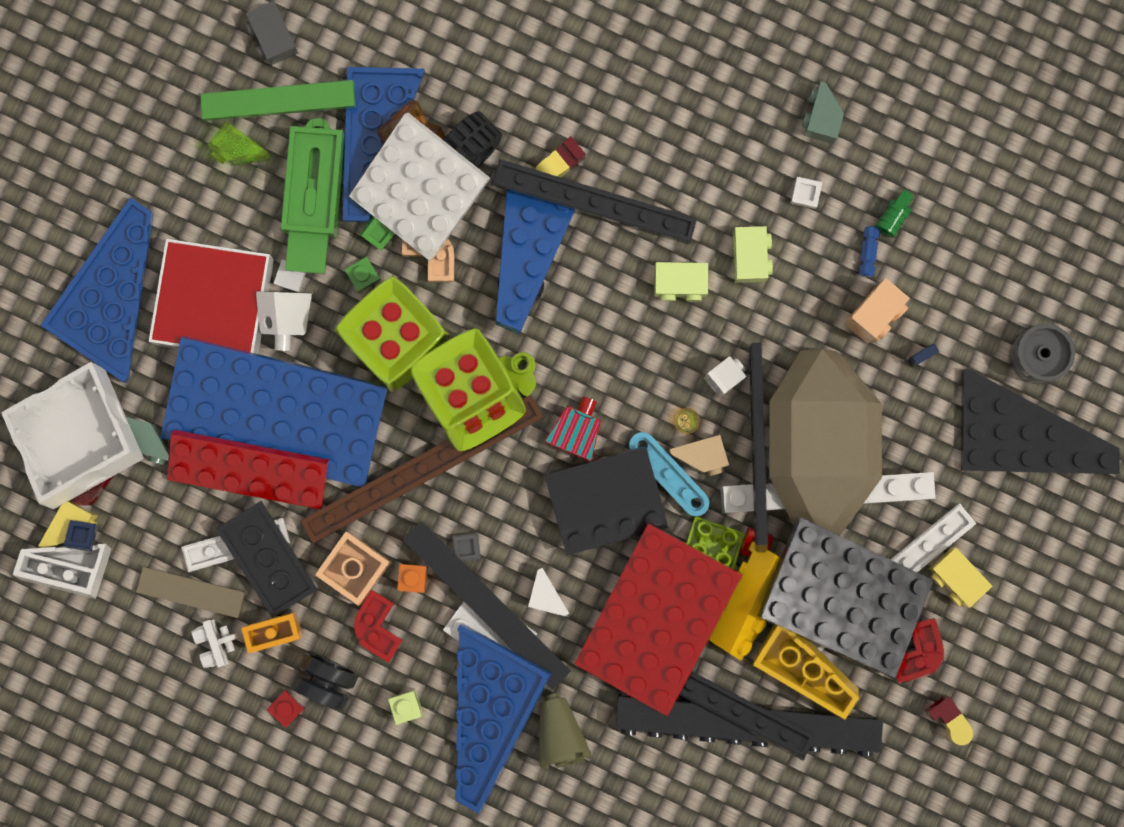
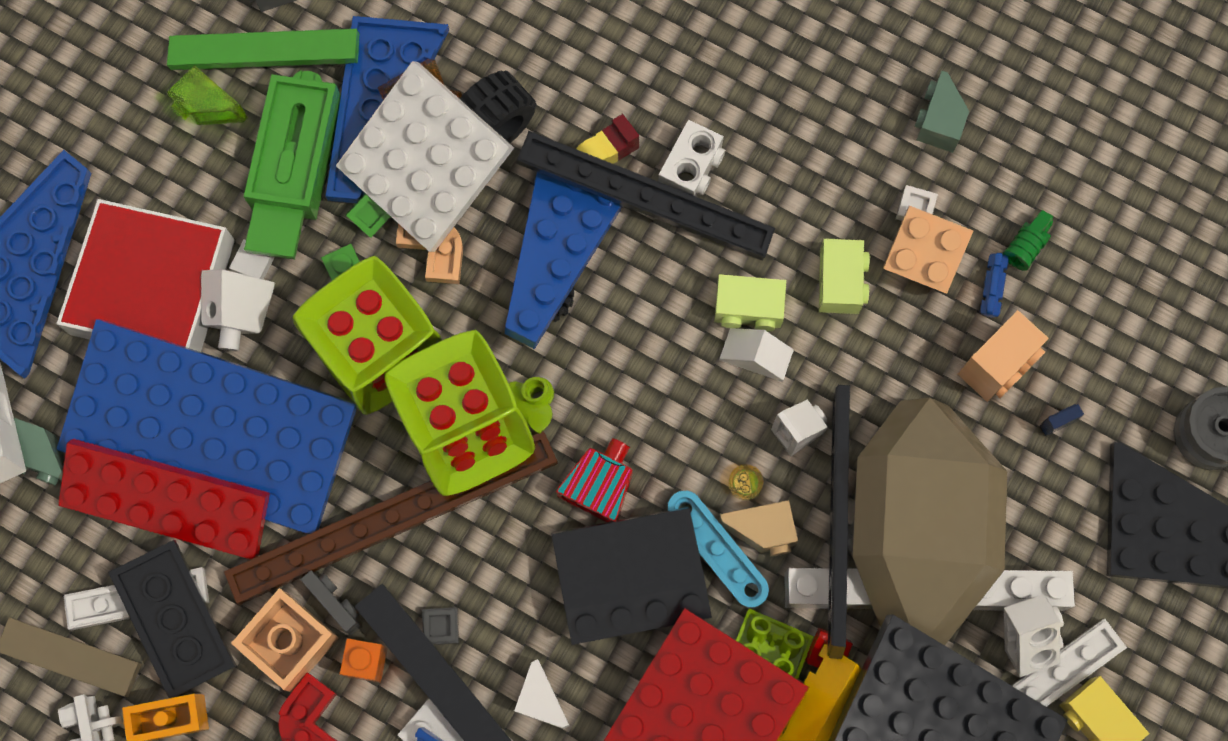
camera: 10 degrees right, 10 degrees down
(392, 543) = (342, 612): none -> dark grey plate
(623, 168) = (685, 159): none -> white brick
(688, 319) = (757, 352): none -> white slope
(816, 229) = (927, 249): none -> light nougat brick
(905, 521) = (1033, 635): none -> white brick

